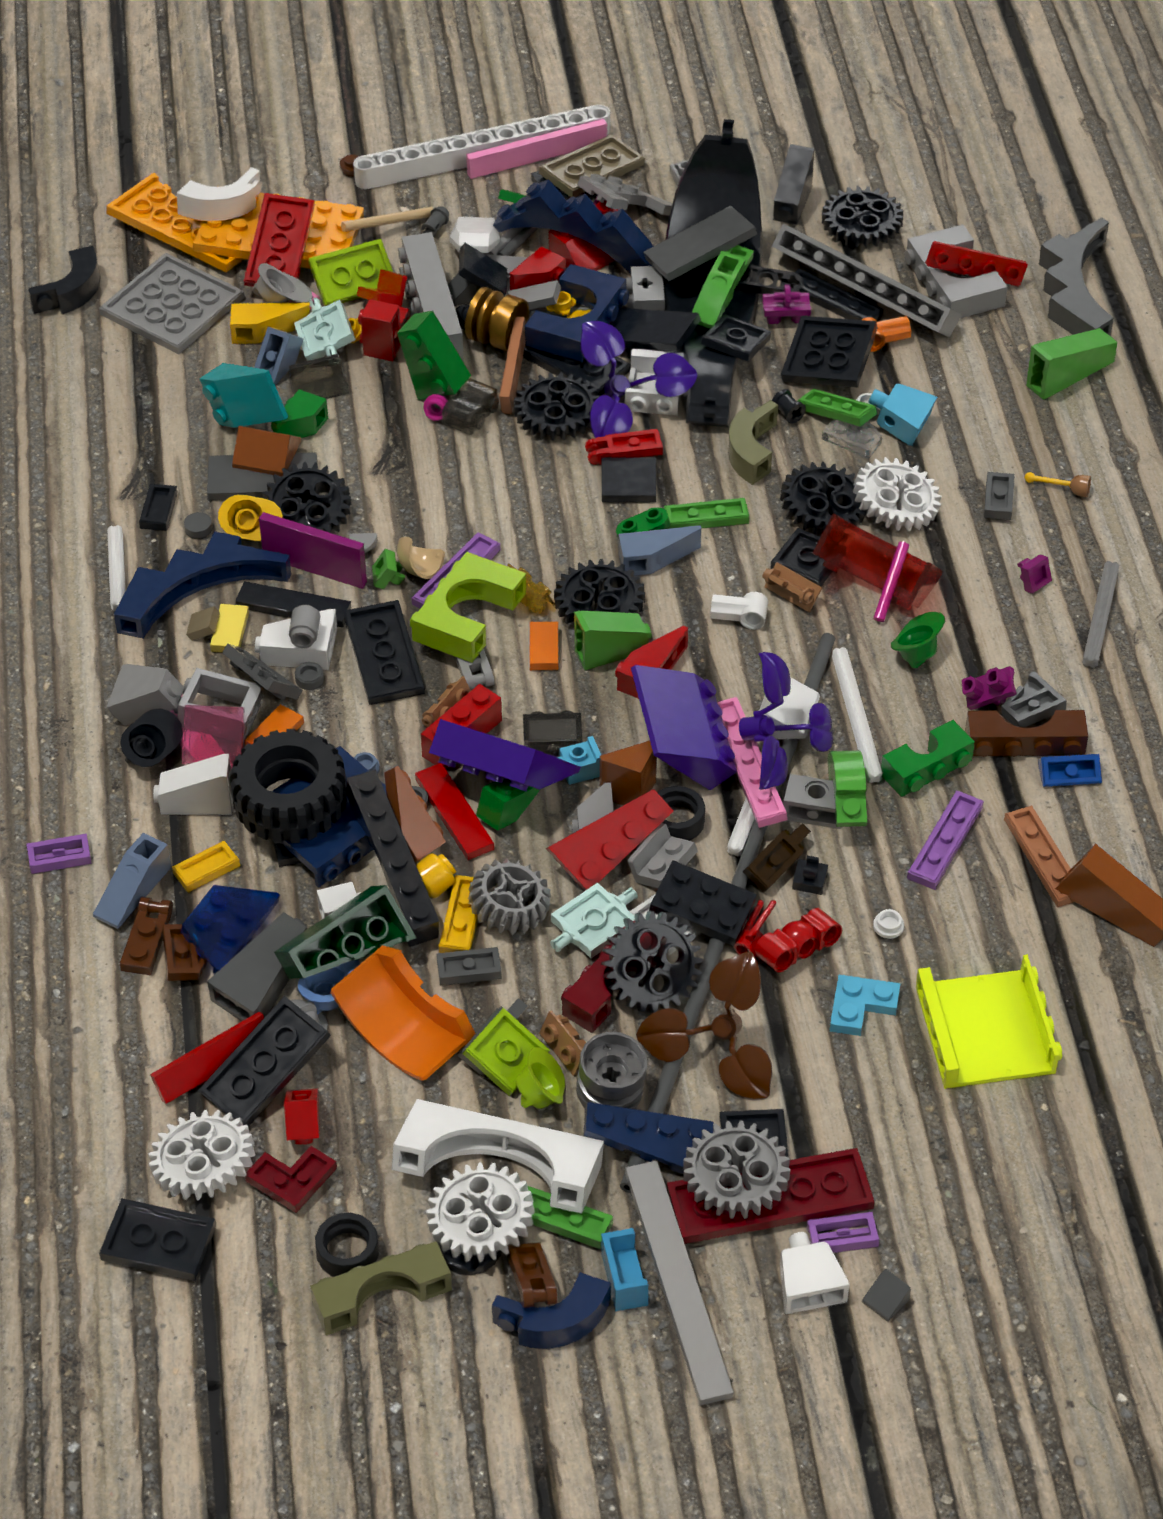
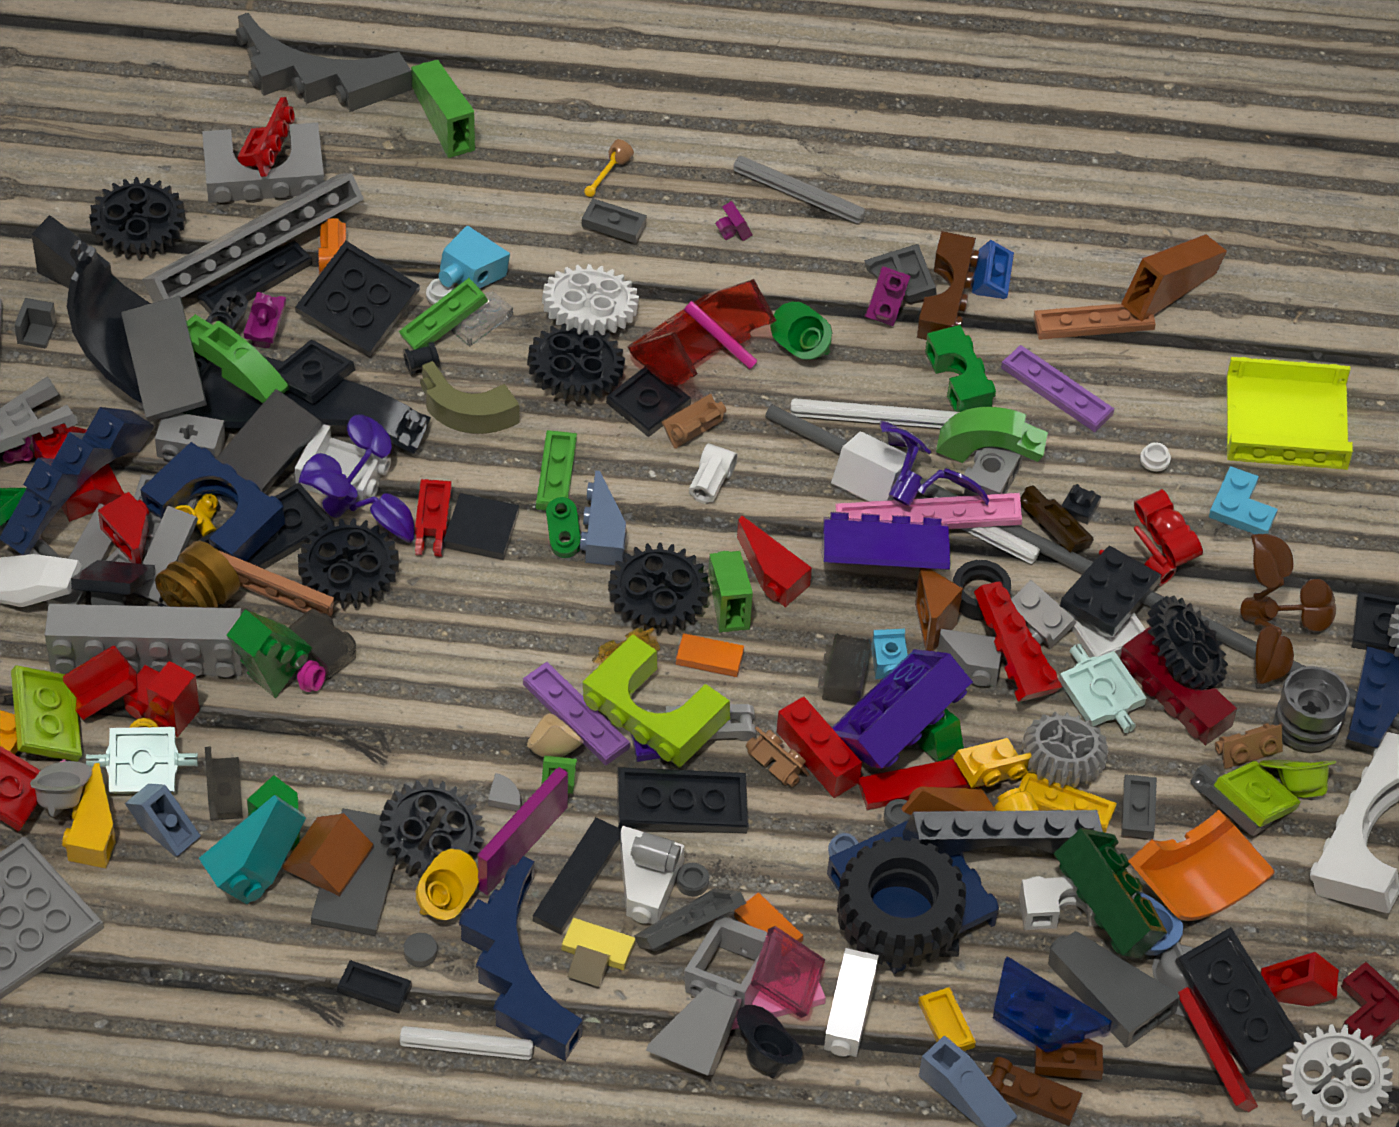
camera: 80 degrees left, 5 degrees up
(477, 843) = (991, 763): none -> yellow bracket

